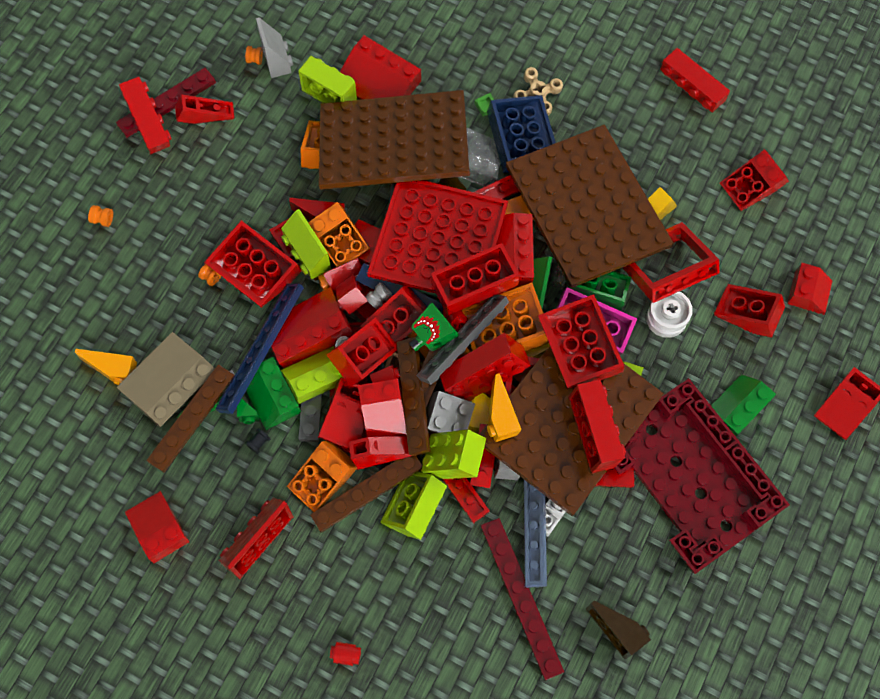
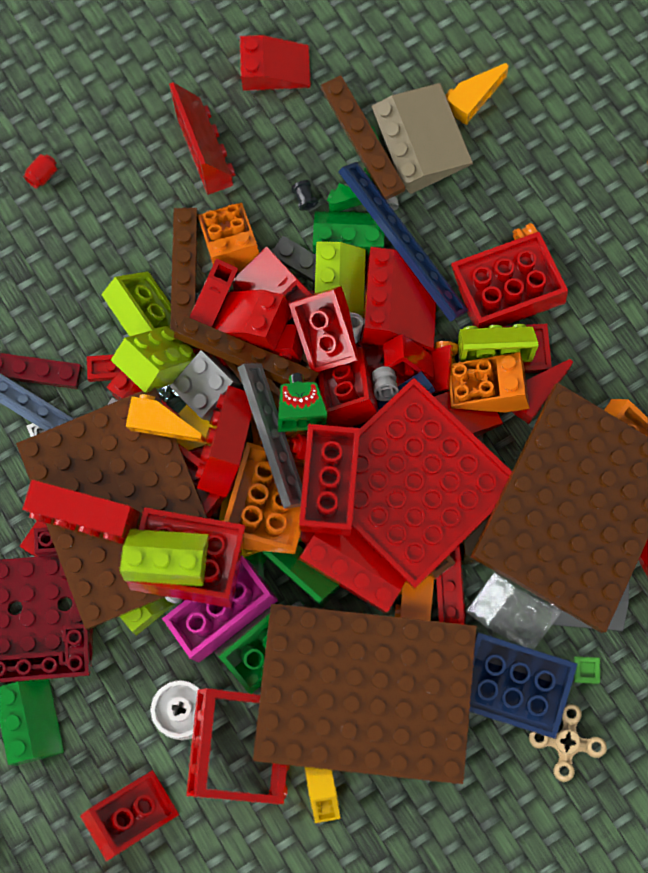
camera: 125 degrees right, 5 degrees up
(593, 346) = (164, 557): none -> lime slope

